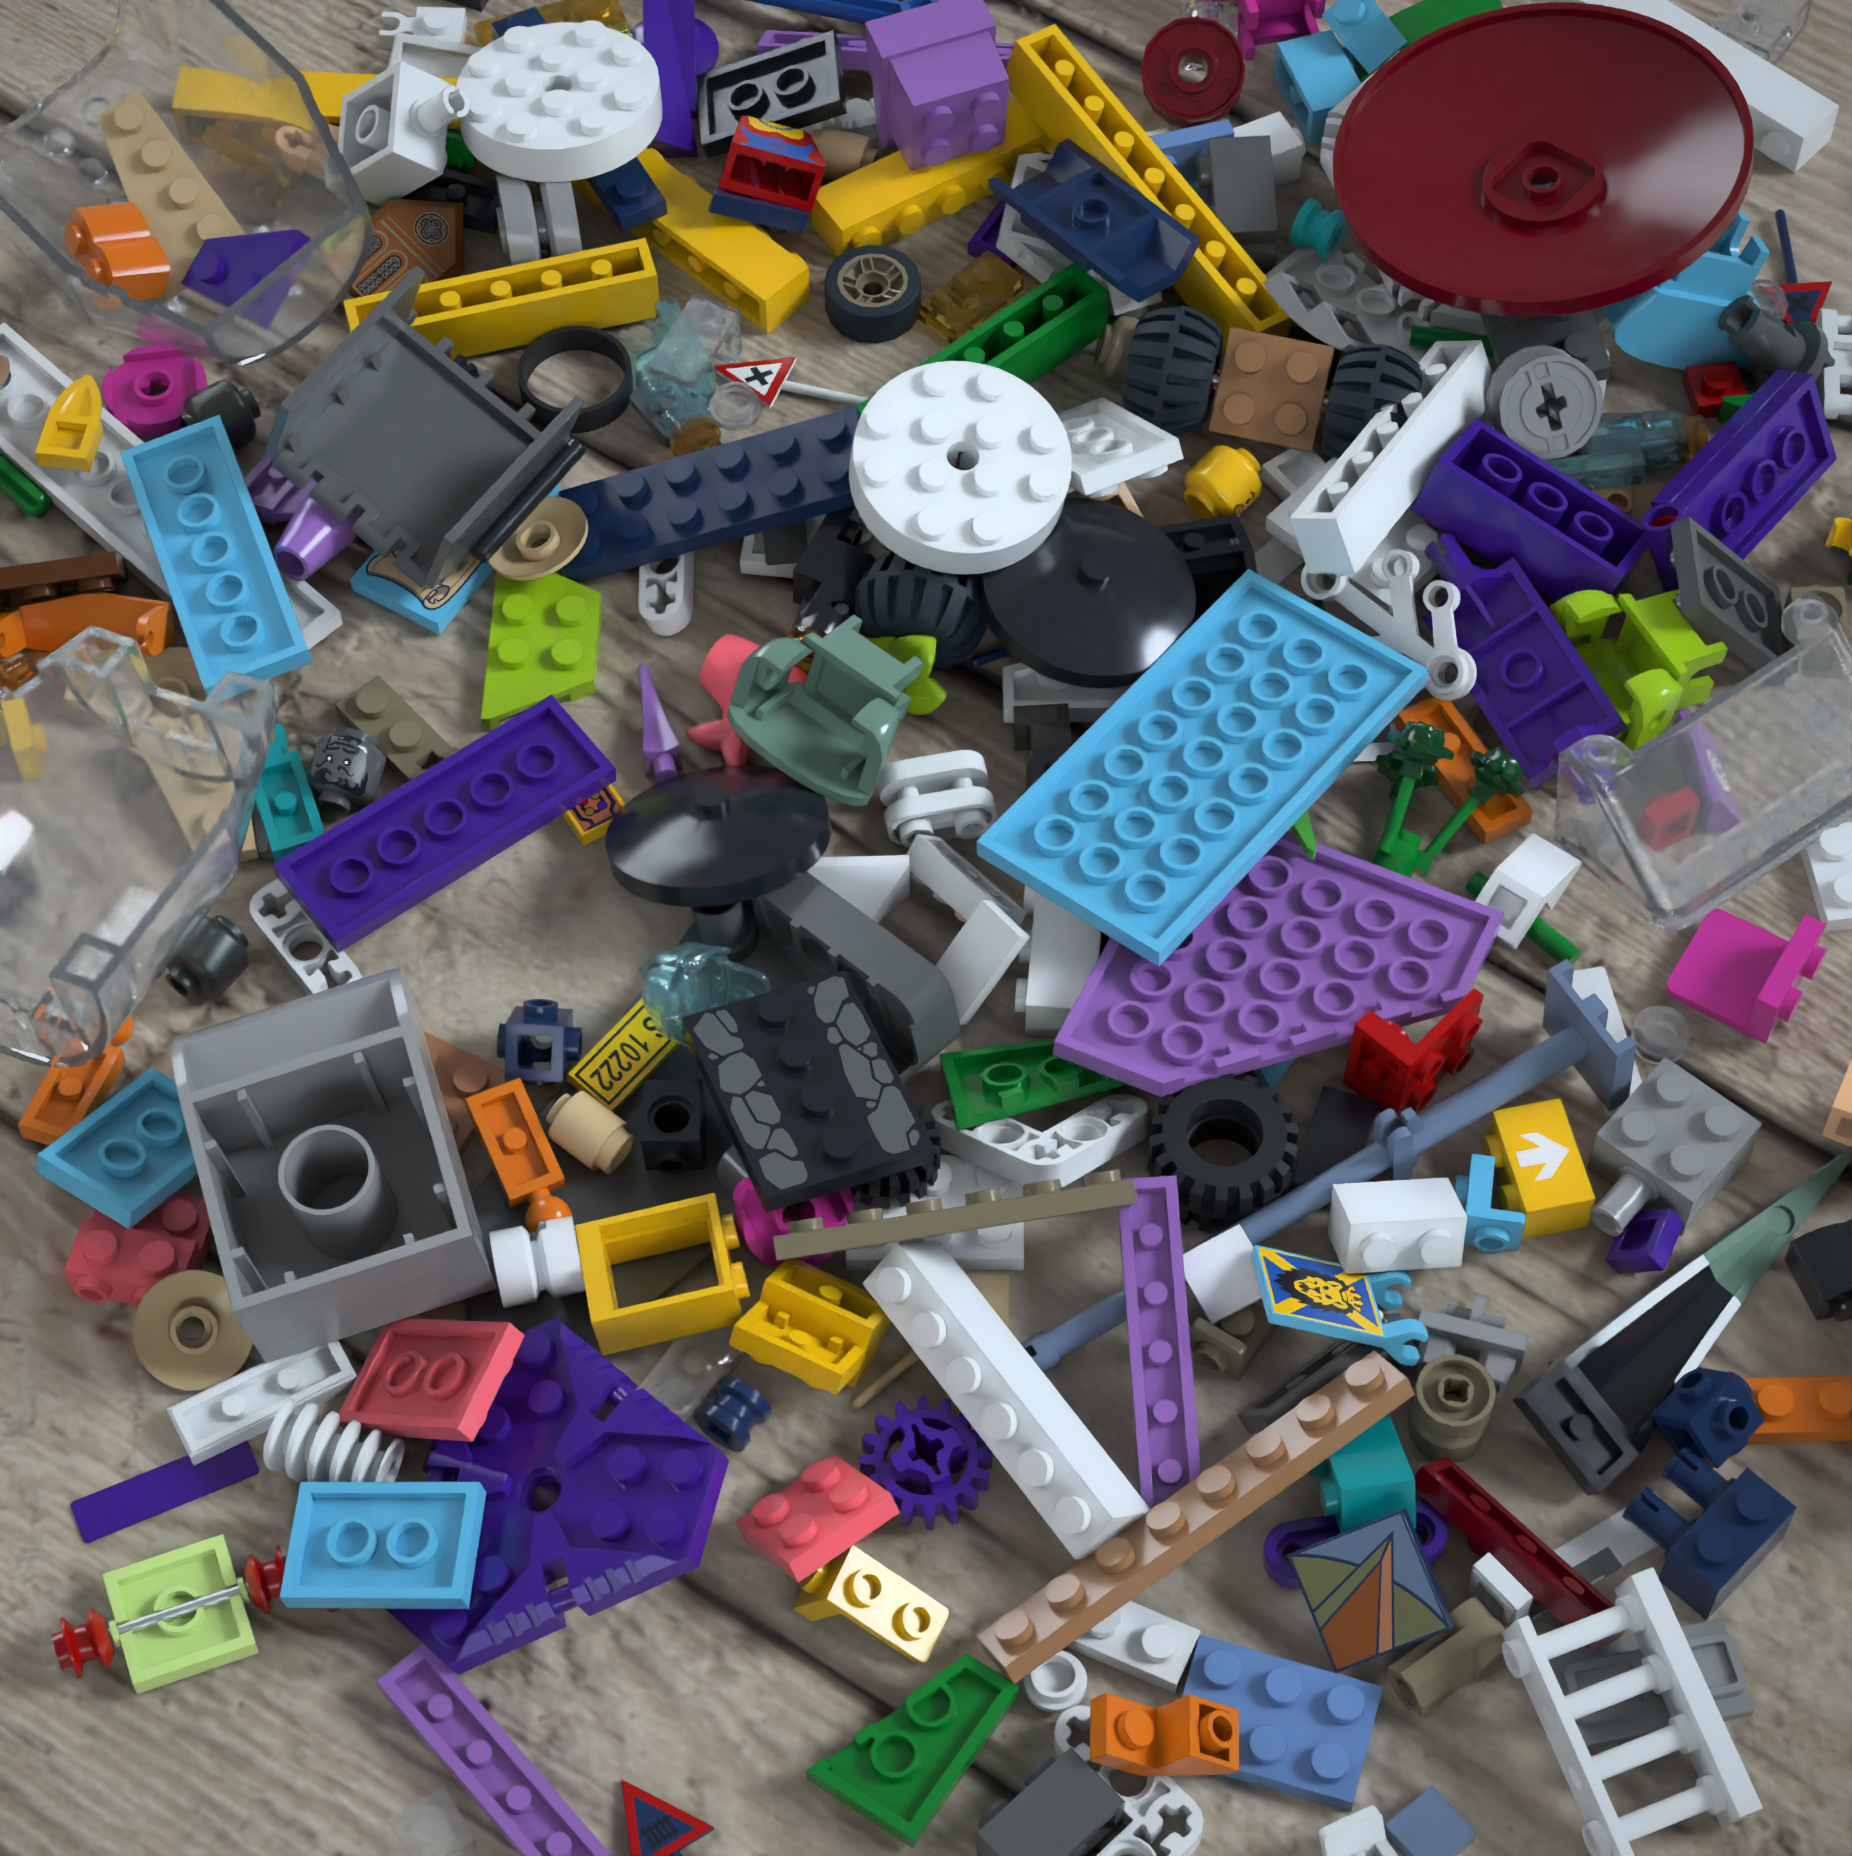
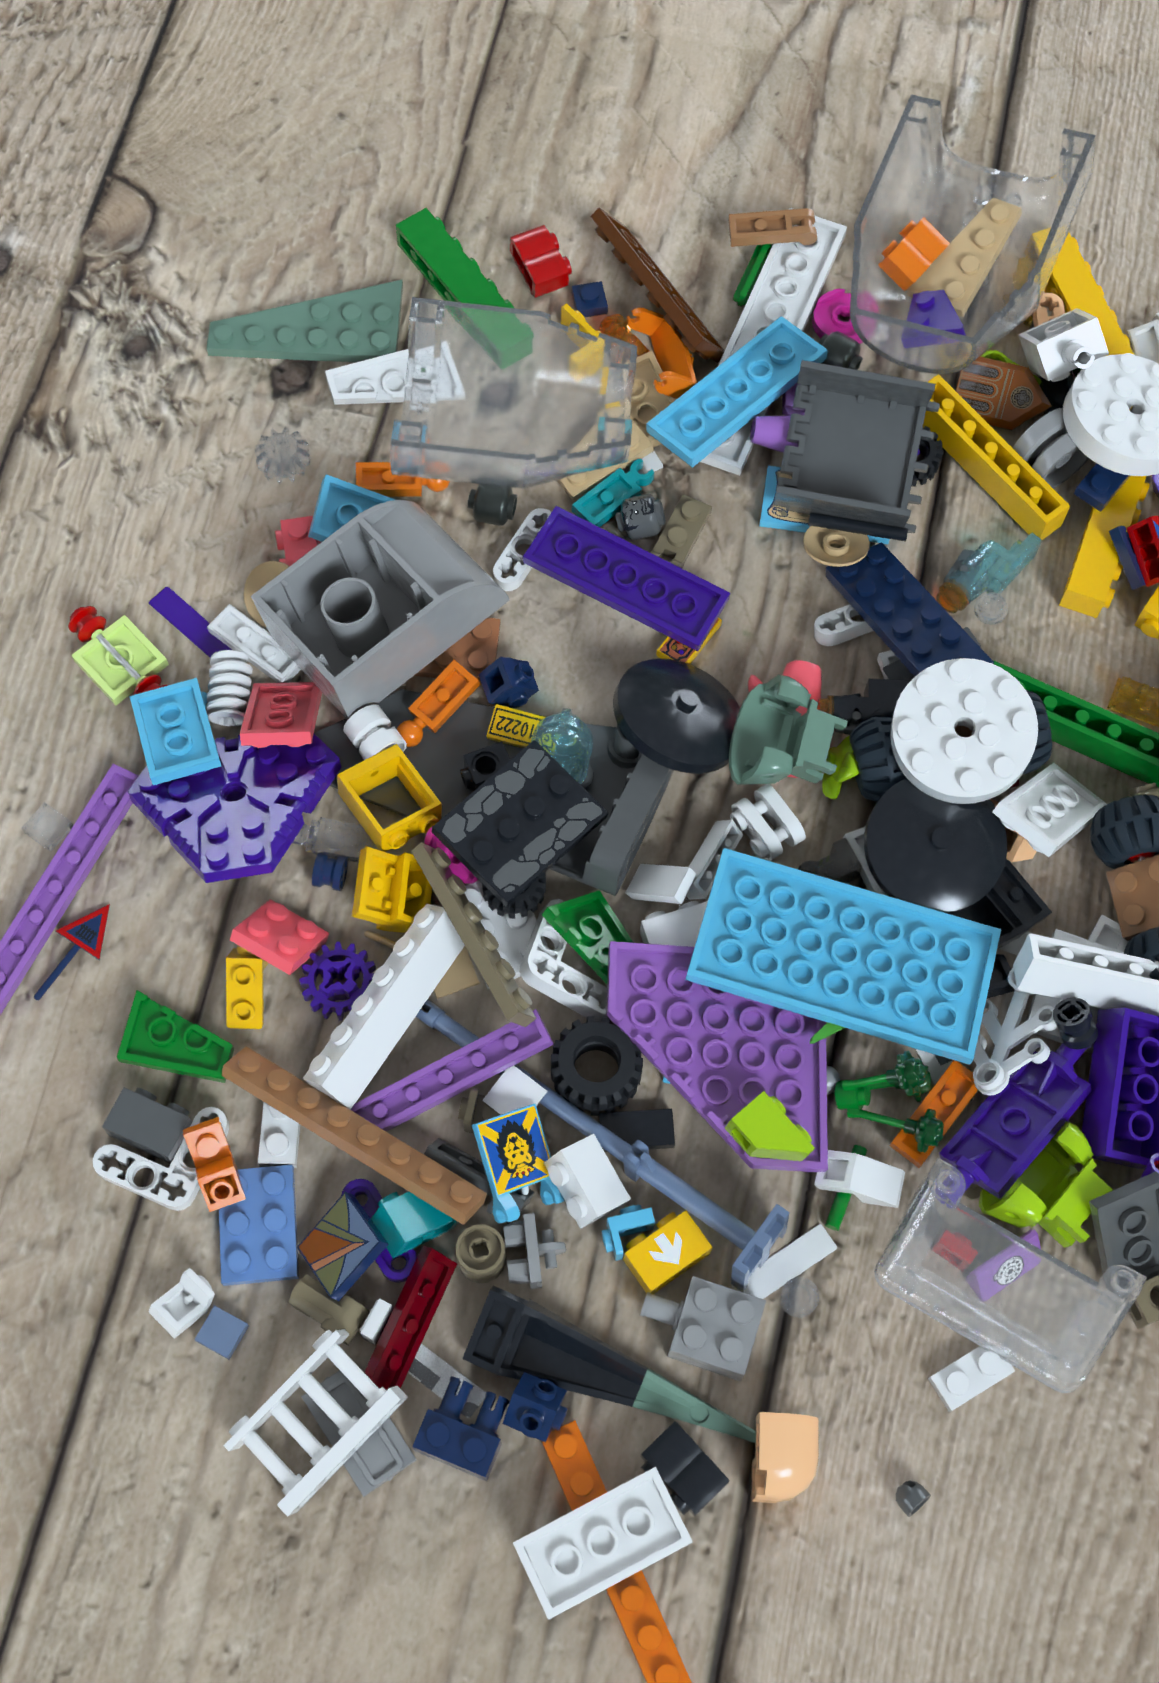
camera: 65 degrees right, 10 degrees up
(72, 428) = (786, 287): yellow plate -> none
(540, 645) = (772, 579): lime wing -> none
(570, 339) = (970, 490): black tyre -> none
(590, 1132) = (466, 729): tan brick -> none
(659, 739) = (738, 663): medium lavender piece -> none
(696, 337) = (1017, 564): clear bracket -> none
(770, 377) = (1024, 616): piece -> none
(867, 882) = (685, 806): white slope -> none
(872, 293) = (1129, 642): black wheel -> none
(1057, 1683) = (237, 1101): white plate -> none
(1222, 483) = (1075, 896): yellow head -> none
(1406, 1075) = (696, 1159): red bracket -> none
(1428, 949) = (767, 1132): none -> lime slope
(1429, 531) = (1075, 1023): none -> black wheel
(1645, 1242) = (643, 1333): dark purple plate -> none
(1746, 972) = (866, 1334): dark pink bracket -> none

